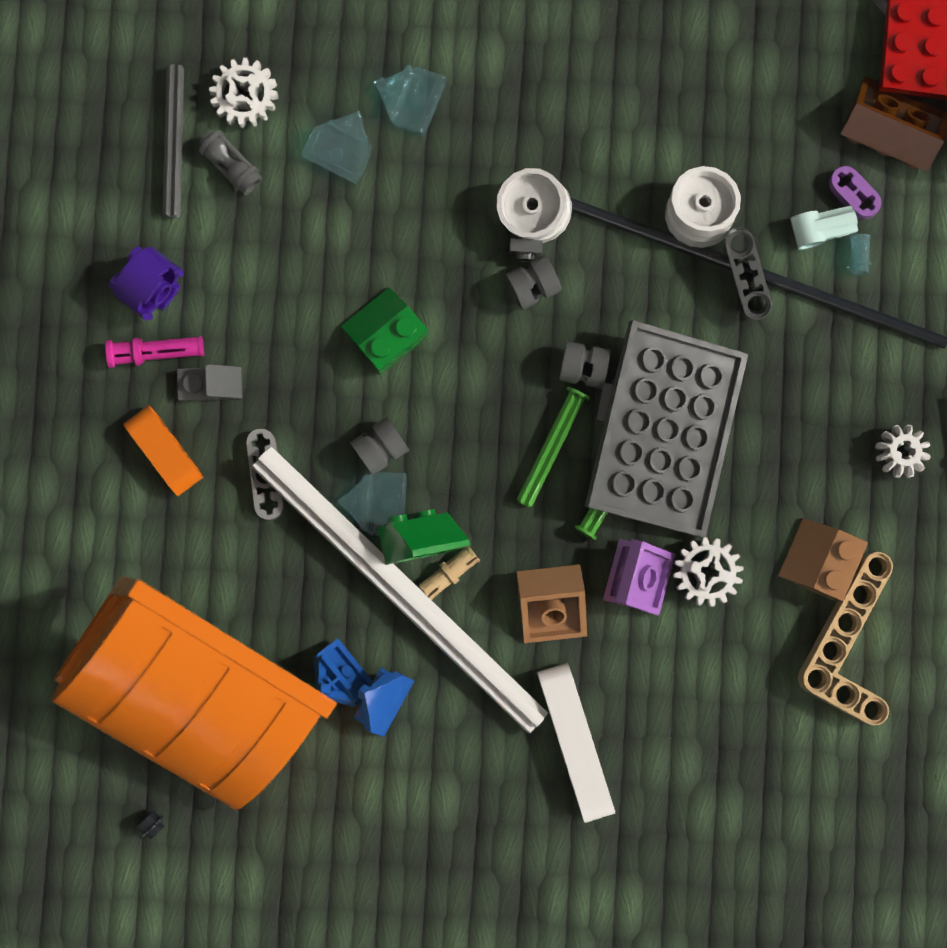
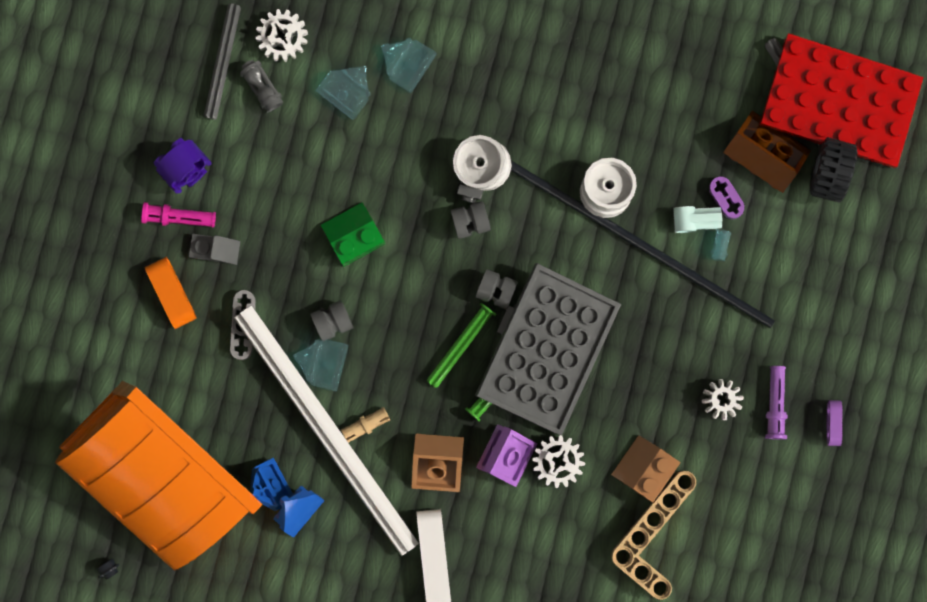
camera: 15 degrees right, 0 degrees up
(420, 537) = (348, 394): green slope -> none
(758, 277) = (626, 250): dark grey beam -> none

